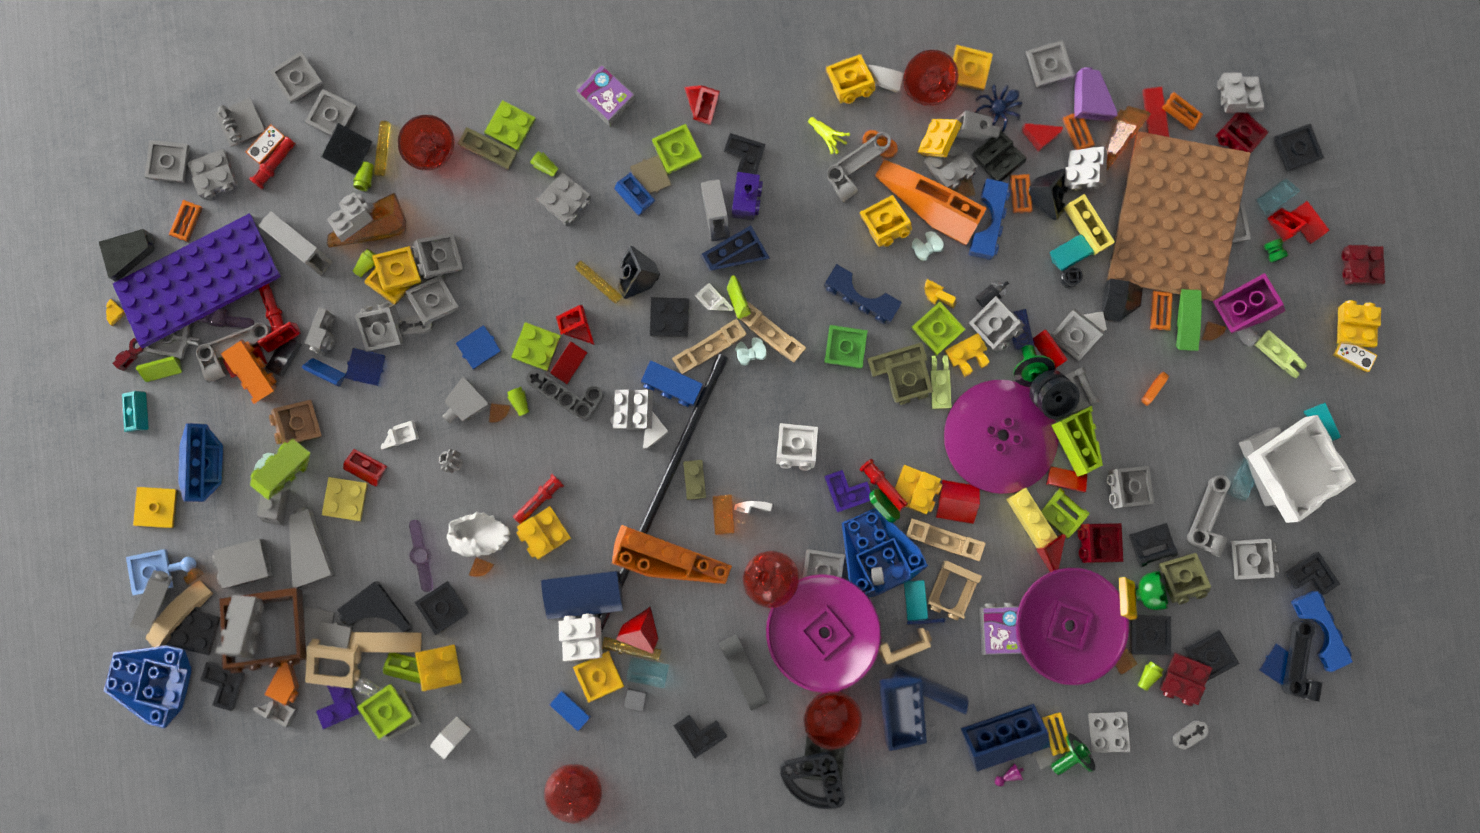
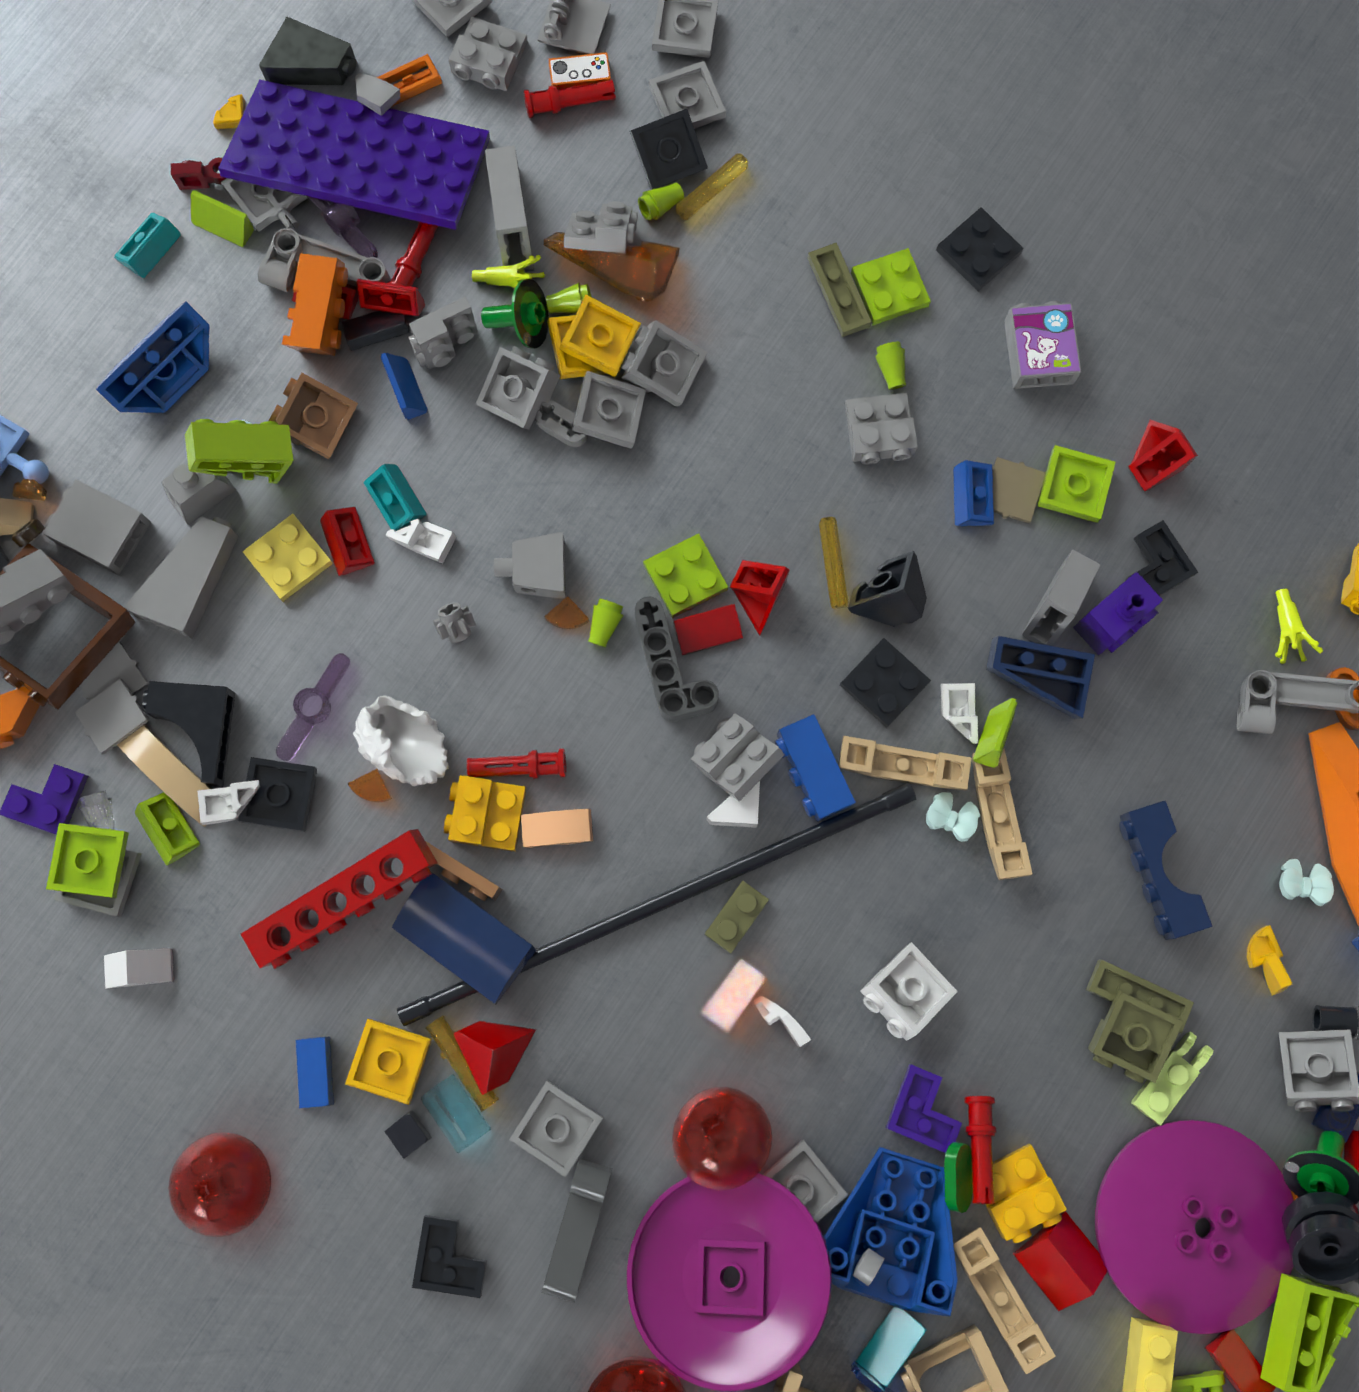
camera: 50 degrees right, 5 degrees down
(155, 507) = (63, 373): yellow plate -> none
(177, 242) = (376, 93): none -> light grey slope
(214, 594) = (28, 532): none -> dark brown tile
(326, 275) = (507, 275): none -> neon yellow piece
(350, 656) = (71, 711): tan panel -> none
(352, 288) = (526, 314): none -> green piece
(365, 367) = (458, 422): clear blue piece -> none
(368, 428) = (394, 496): none -> teal slope
(422, 632) = (225, 803): none -> white slope
(425, 133) = (771, 204): clear red piece -> none
(438, 667) = (204, 866): yellow plate -> none
(478, 347) = (614, 515): blue piece -> none
(503, 676) = (265, 937): none -> red brick
(535, 71) = (979, 249): none -> black plate
(552, 570) = (455, 871): none -> medium nougat plate
(580, 511) = (556, 828): none -> light nougat slope
(581, 637) = (411, 990): white plate -> none
(665, 560) = (607, 987): orange wedge -> none
(696, 639) = (556, 1128): none -> light grey plate
(845, 346) = (1084, 919): bright green plate -> none
(886, 221) = (1277, 804): yellow plate -> none
(938, 328) = (1230, 1004): lime plate -> none
(967, 350) = (1245, 1066): yellow plate -> none

